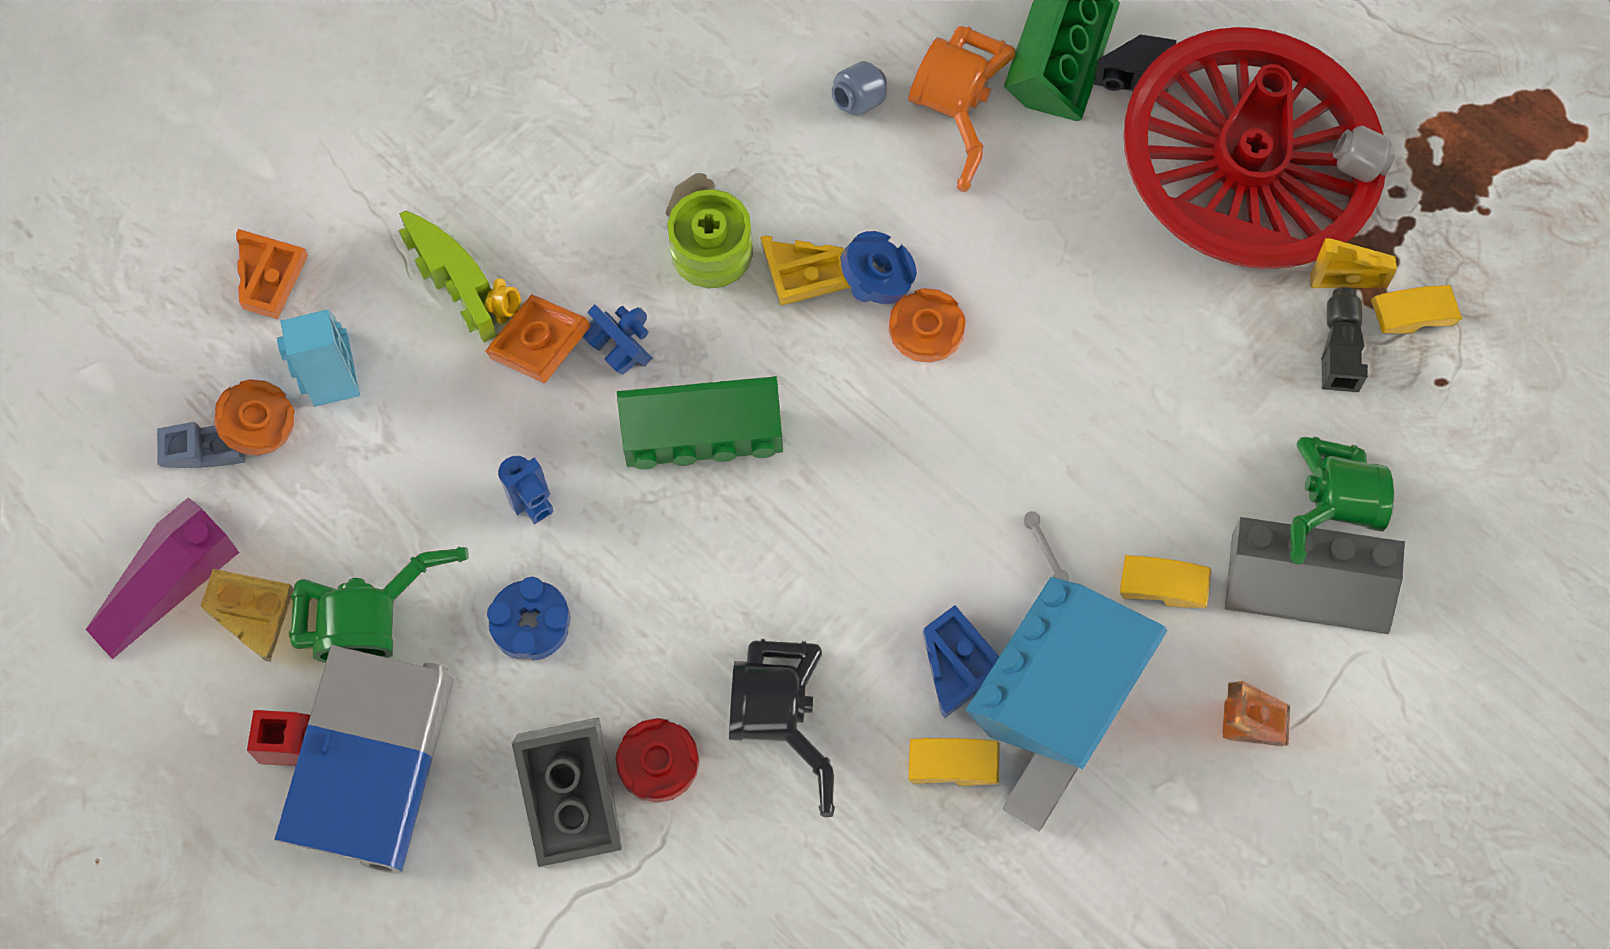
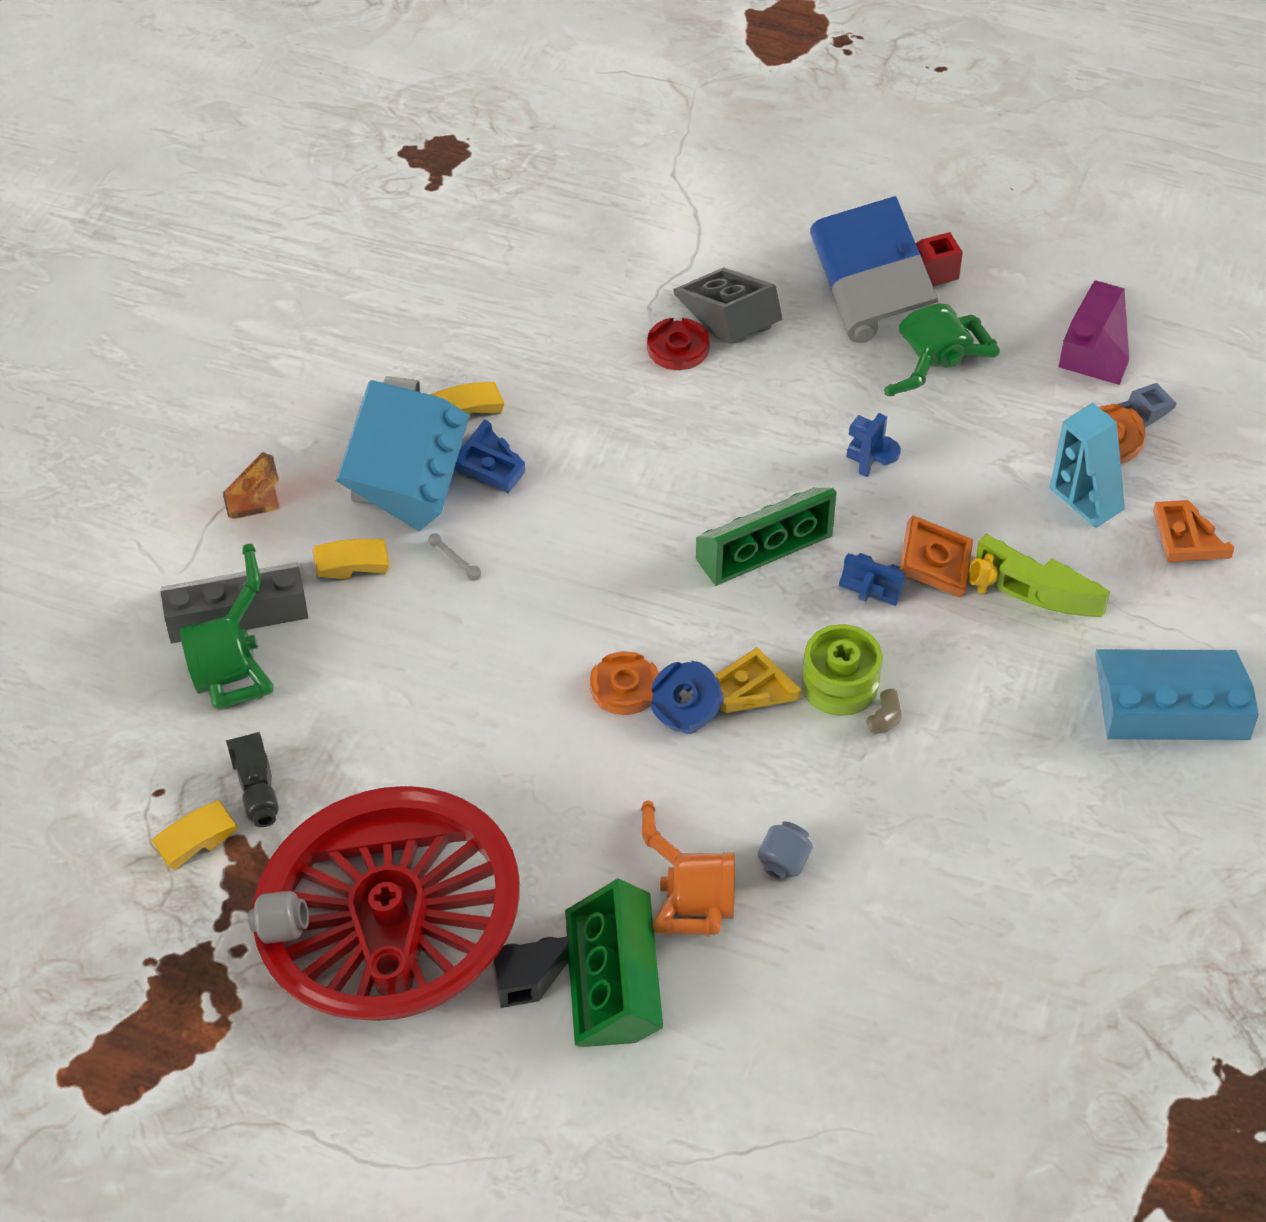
camera: 155 degrees right, 15 degrees down
(248, 608) = (1022, 328): clear yellow wing -> none
(404, 113) = (1176, 694): none -> dark azure slope
(527, 642) = (819, 374): blue plate -> none
(771, 702) = (611, 386): black piece -> none
(1351, 266) = (260, 835): yellow wing -> none

